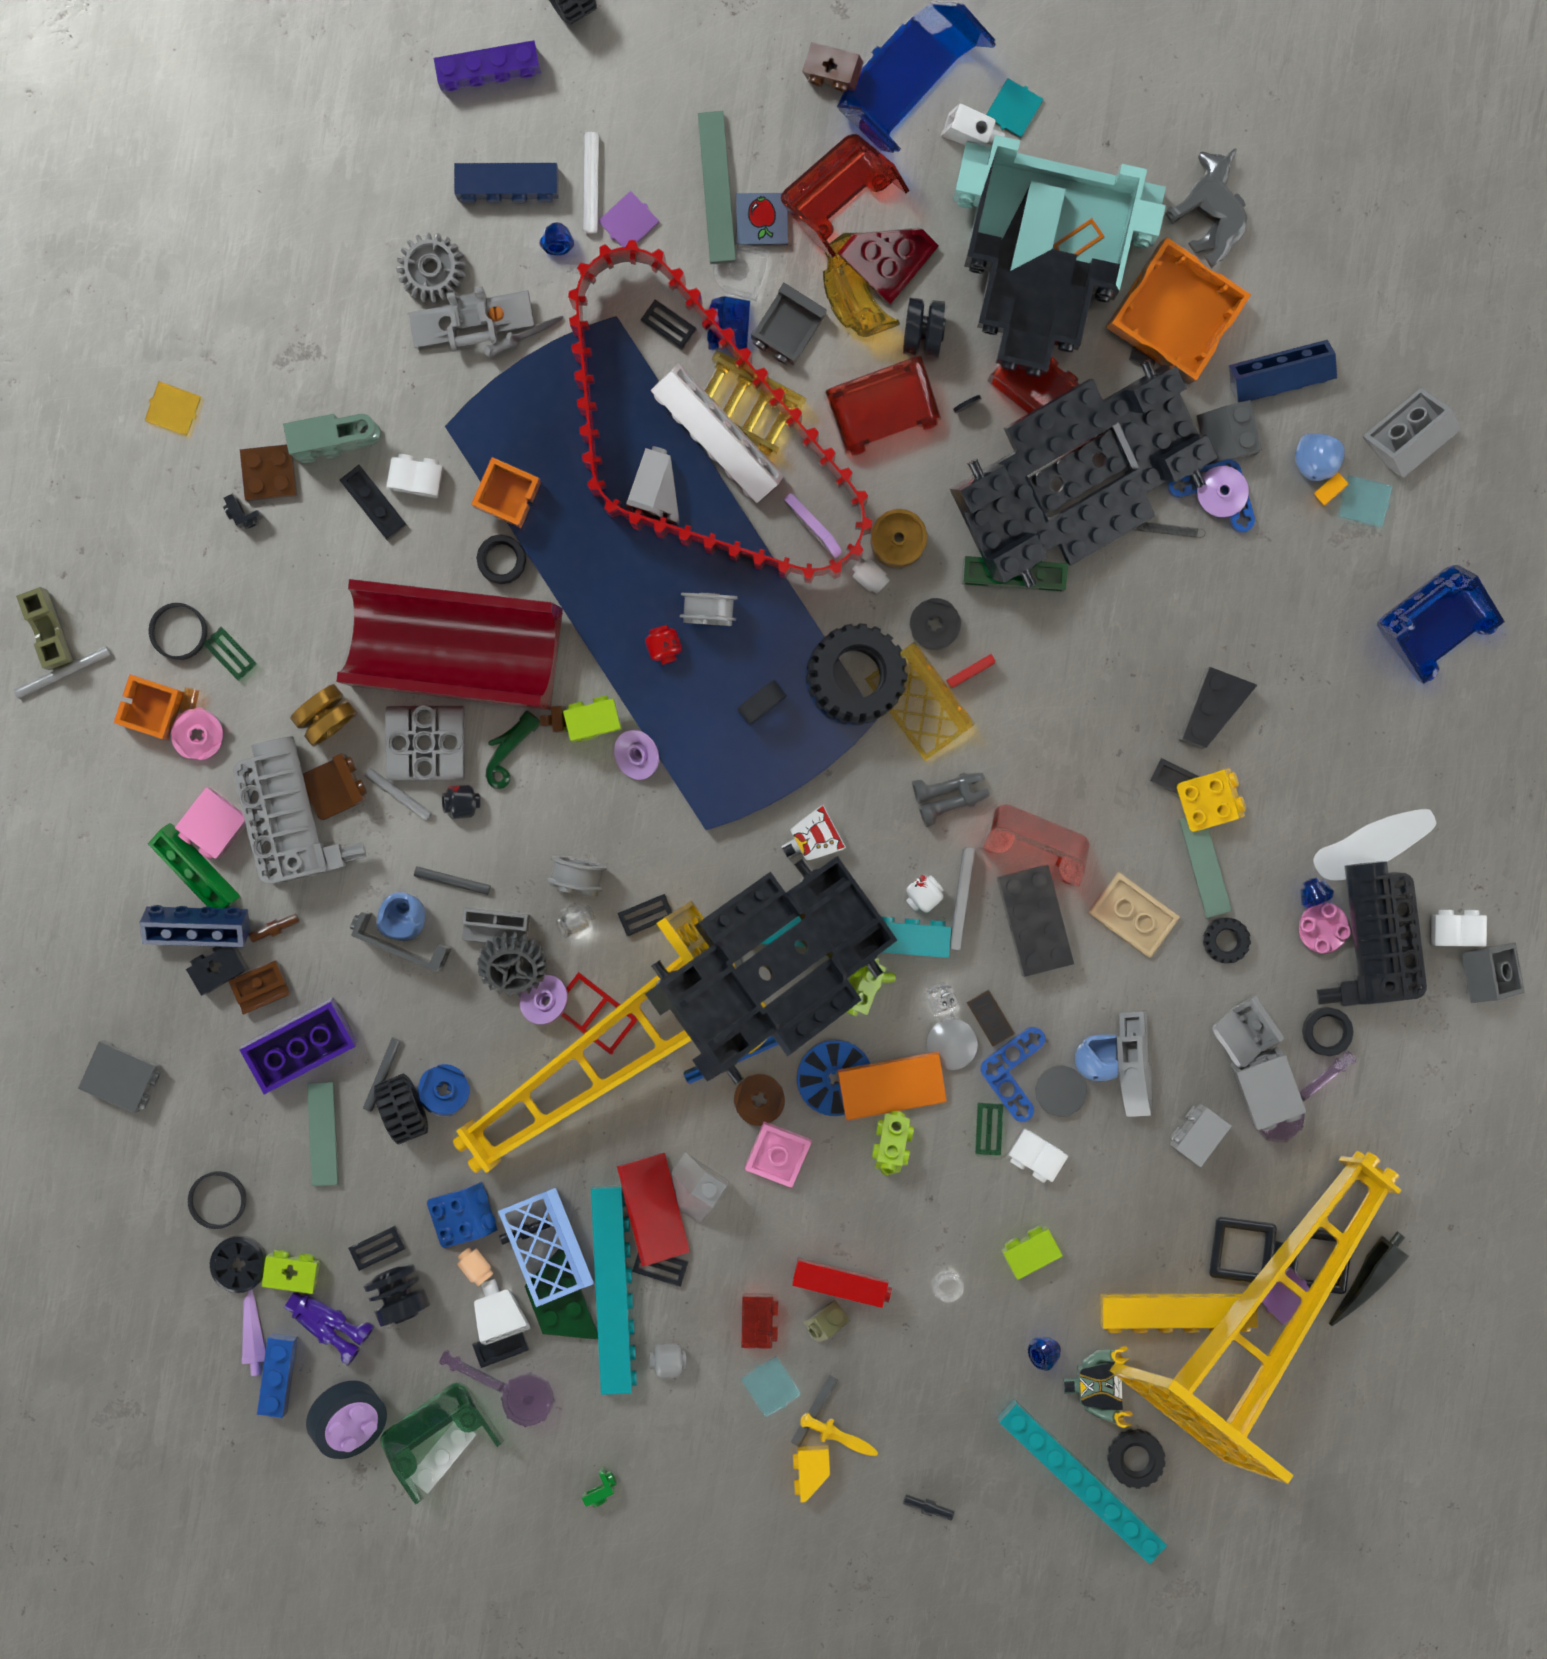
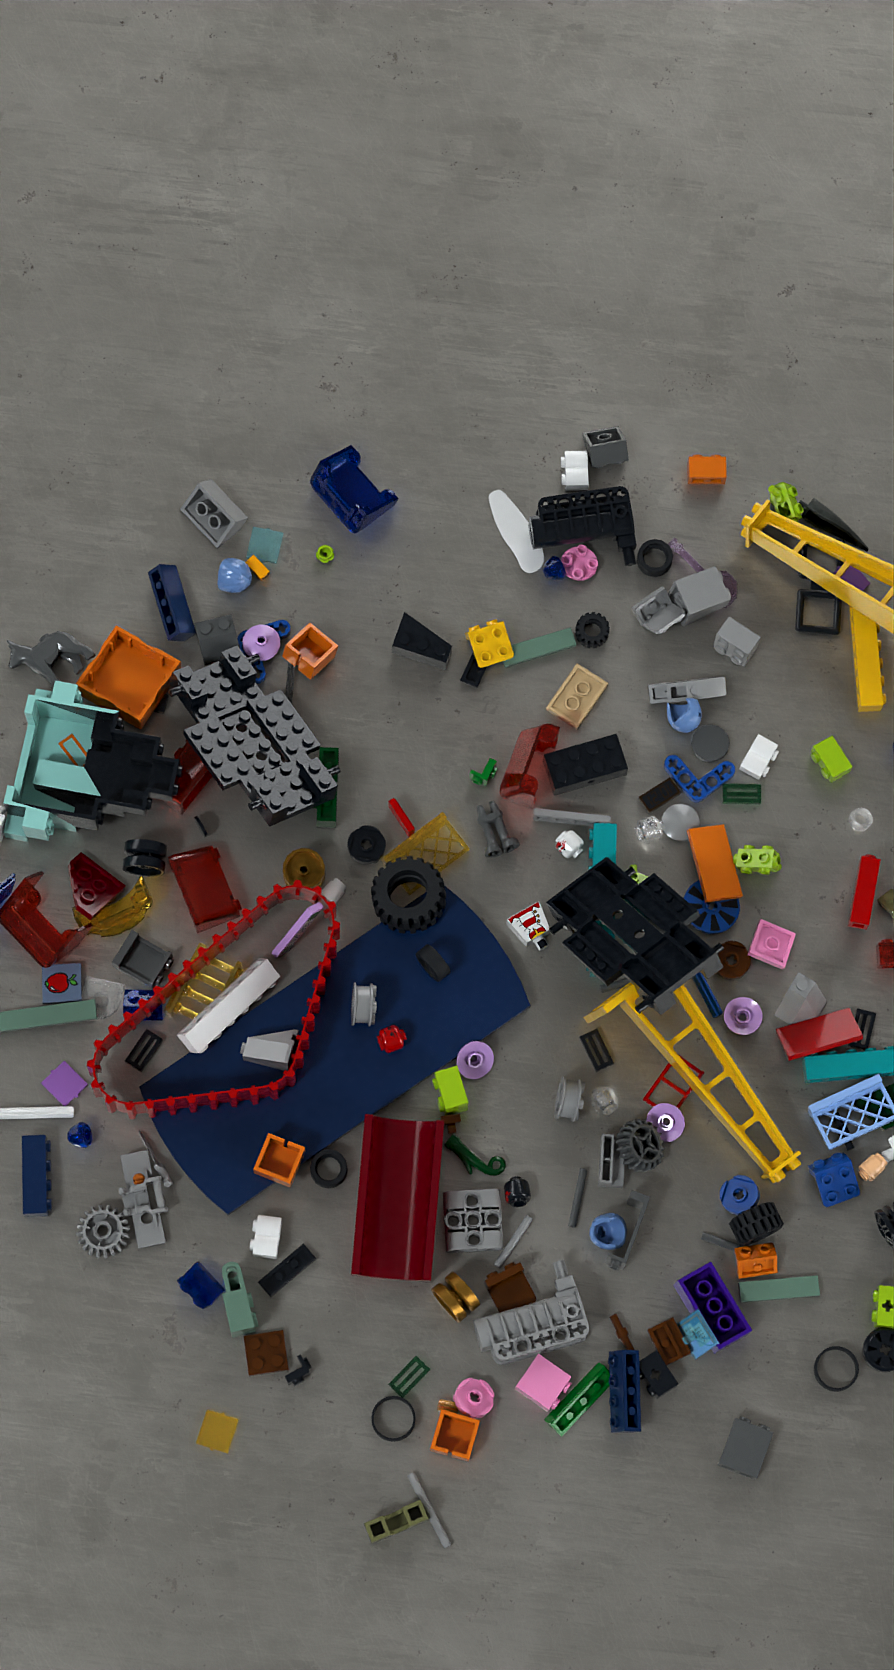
camera: 100 degrees left, 15 degrees down
(263, 1022) = (697, 1334): none -> clear light blue piece
(354, 389) = (200, 1286): none -> clear blue bracket
(359, 1106) = (756, 1260): none -> orange bracket
(396, 1238) = (871, 1258): black tile -> none
(678, 1123) = (746, 1007): none -> lavender dish
(1030, 791) = (489, 772): none -> green bracket
(1206, 555) = (310, 651): none -> orange piece
(1355, 579) = (325, 549): none -> lime plate
(1400, 1216) = (784, 501): none -> lime brick
(1454, 1110) = (706, 469): none -> orange brick

